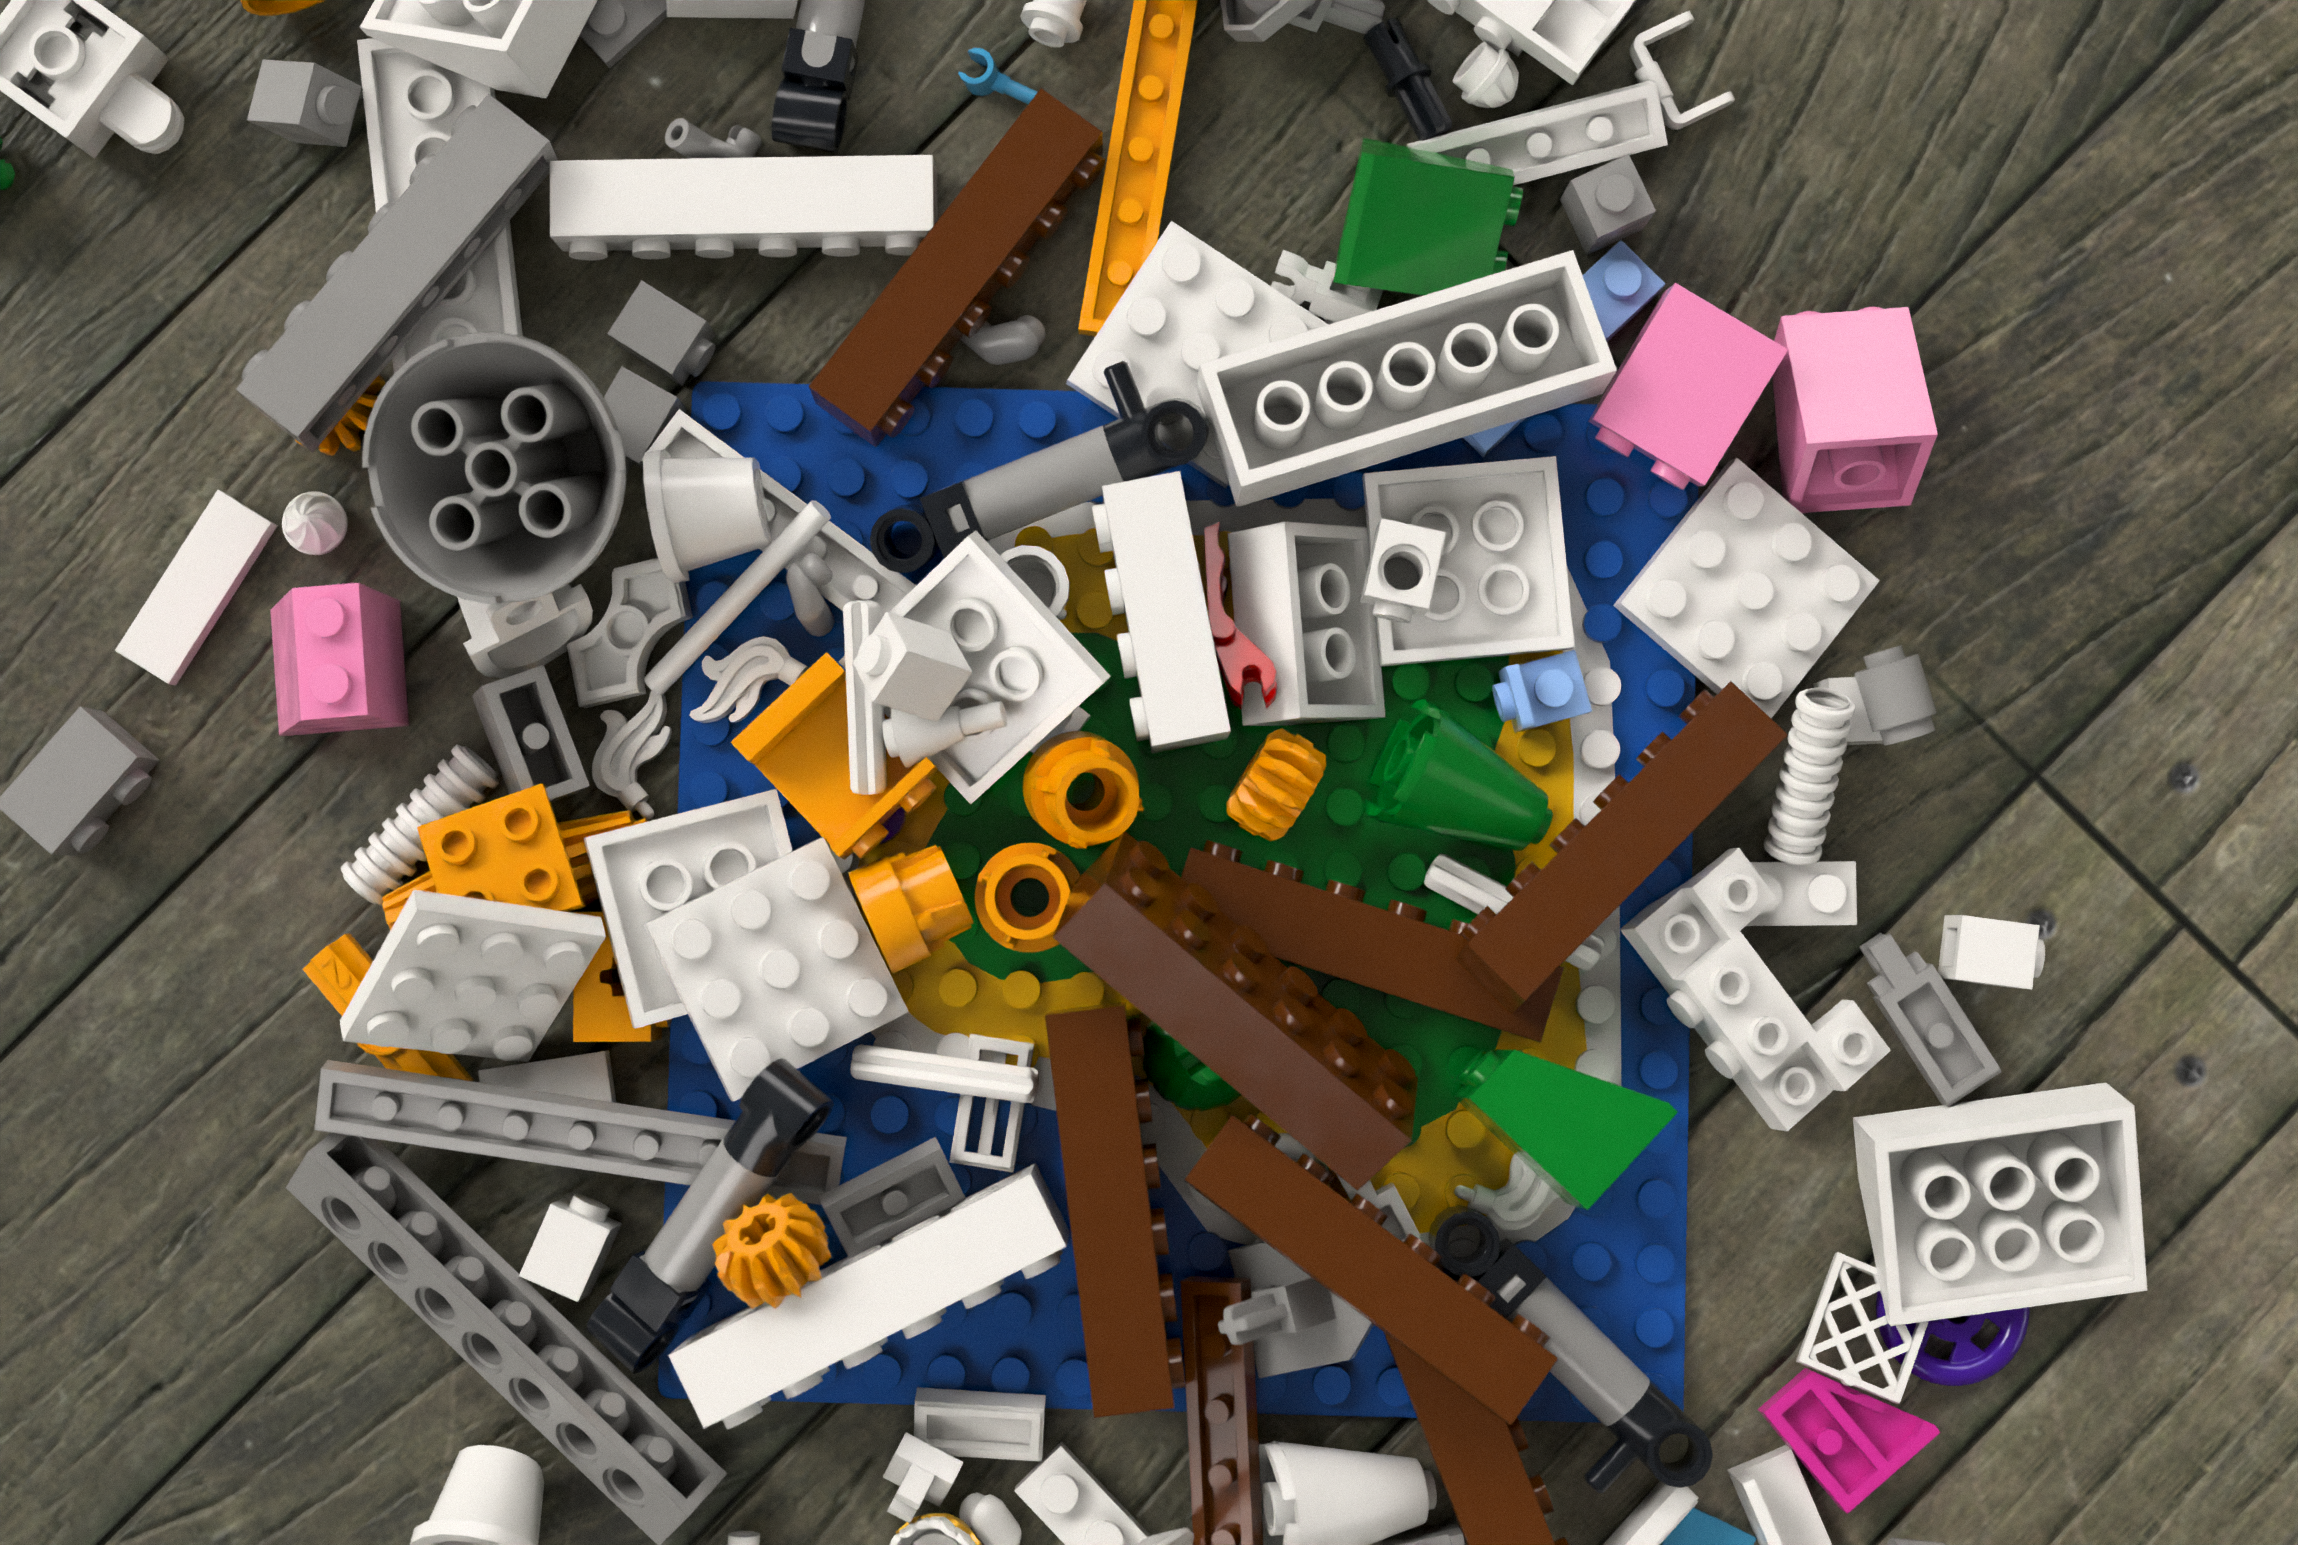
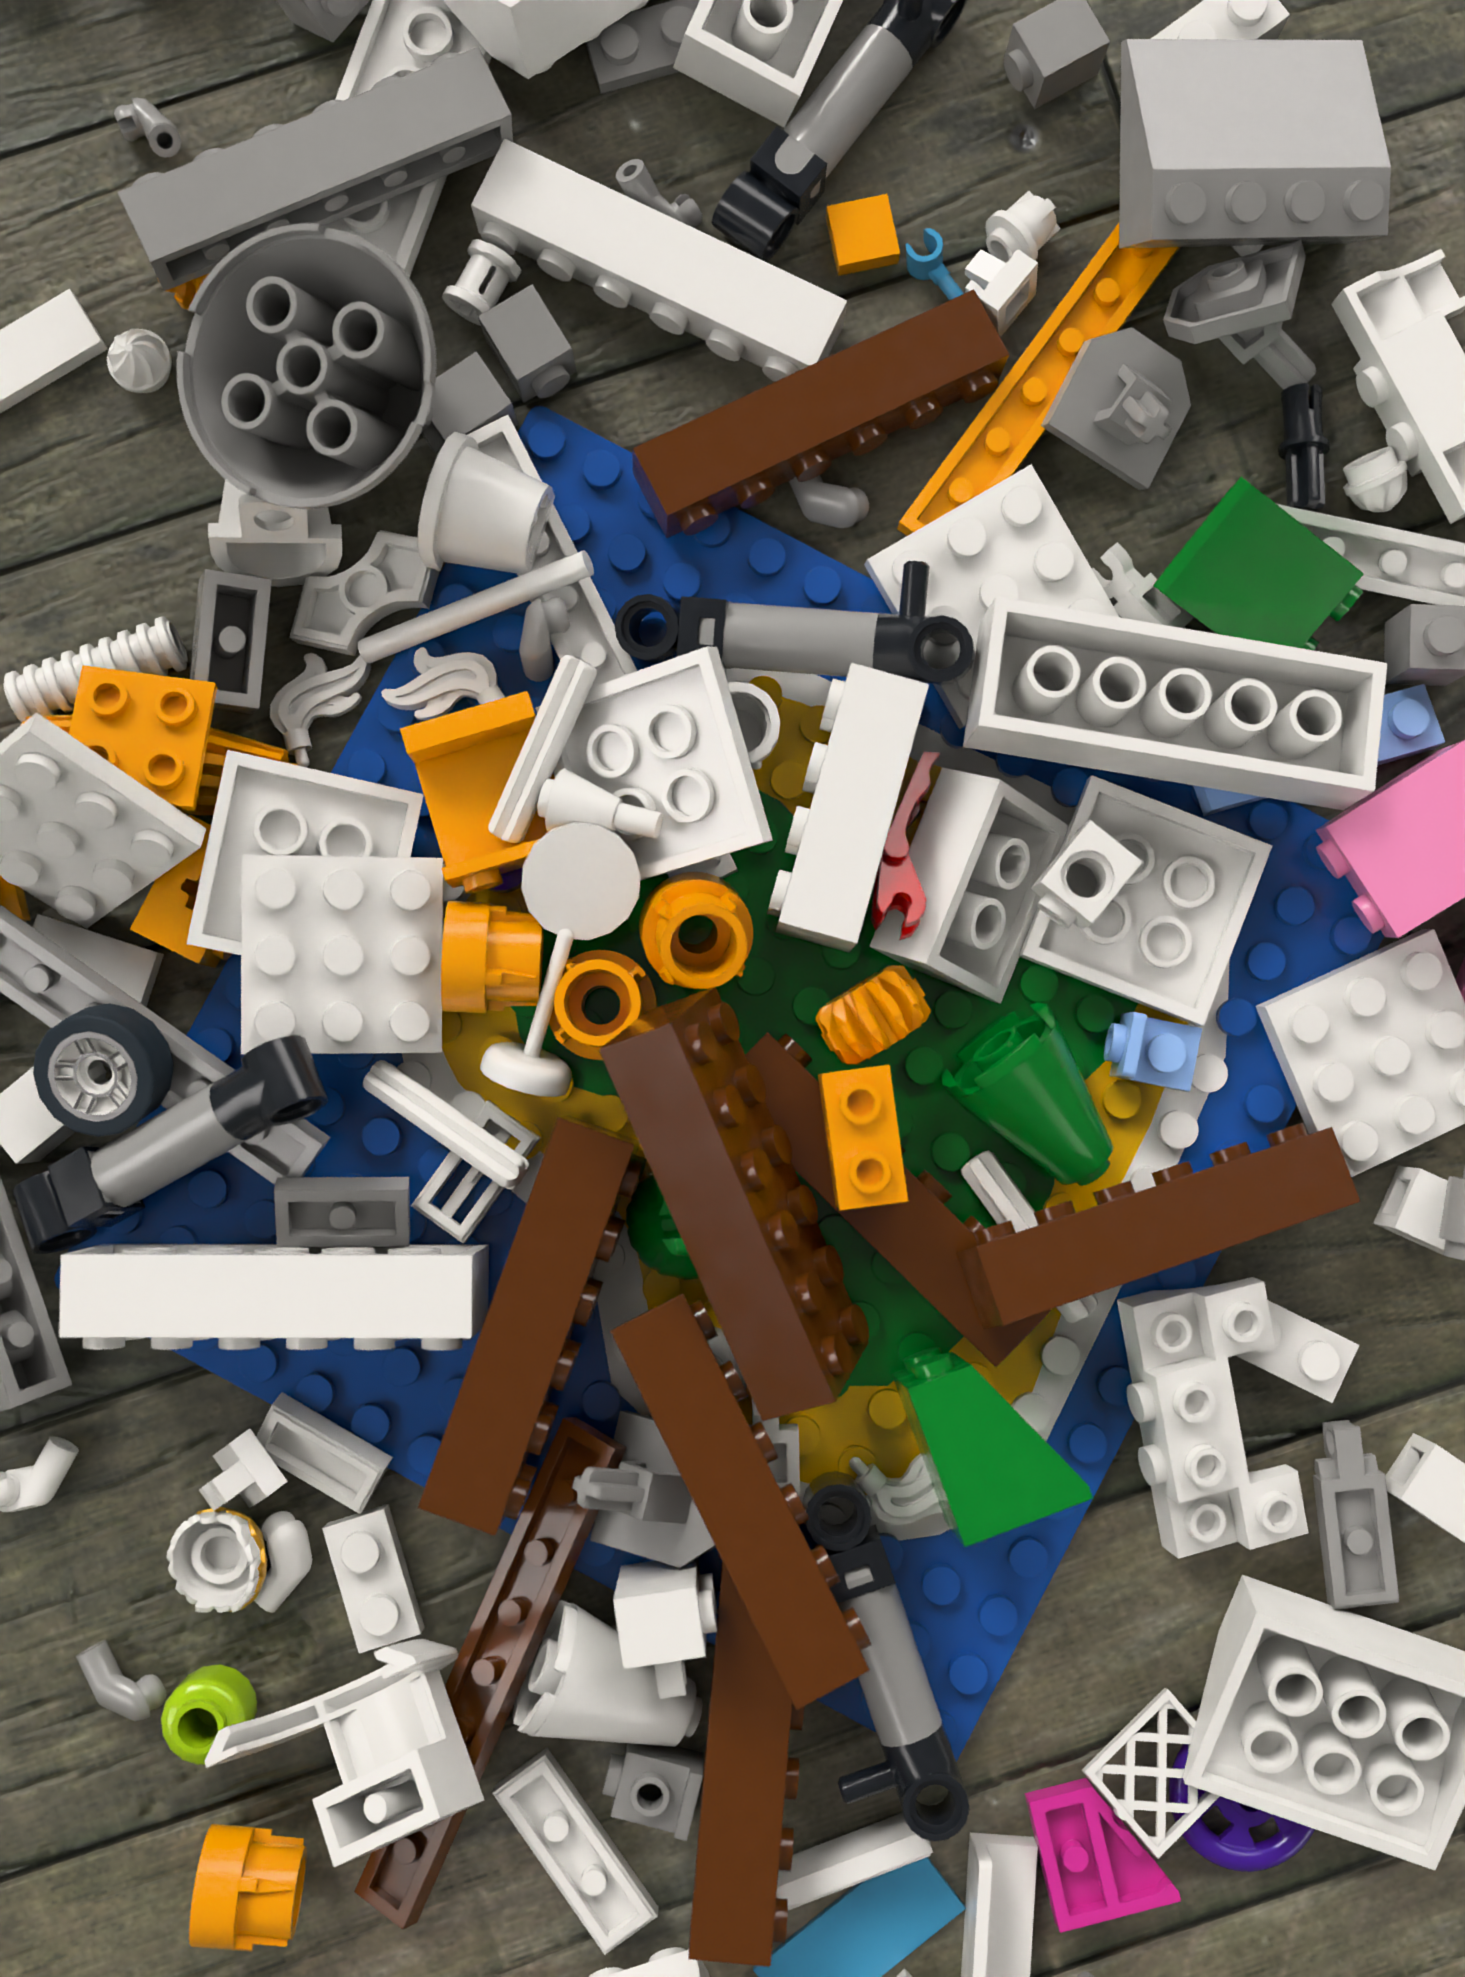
camera: 25 degrees right, 0 degrees up
(207, 299) = (144, 119): none -> light grey arm
(338, 660) = (100, 488): bright pink slope -> none
(591, 297) = (470, 295): none -> white bush
(594, 1200) = (74, 1081): none -> wheel
(771, 1250) = (202, 1206): light orange gear -> none
(911, 667) = (595, 740): white brick -> none
(913, 81) = (862, 234): none -> light orange tile
(958, 803) = (580, 887): none -> white piece
(1065, 71) = (1003, 286): none -> white tile
(1225, 123) = (1121, 404): none -> light grey piece
(1320, 898) = (862, 1137): none -> light orange brick
(1358, 1408) = (664, 1619): none -> white brick
(1809, 775) = (1359, 1247): white piece -> none

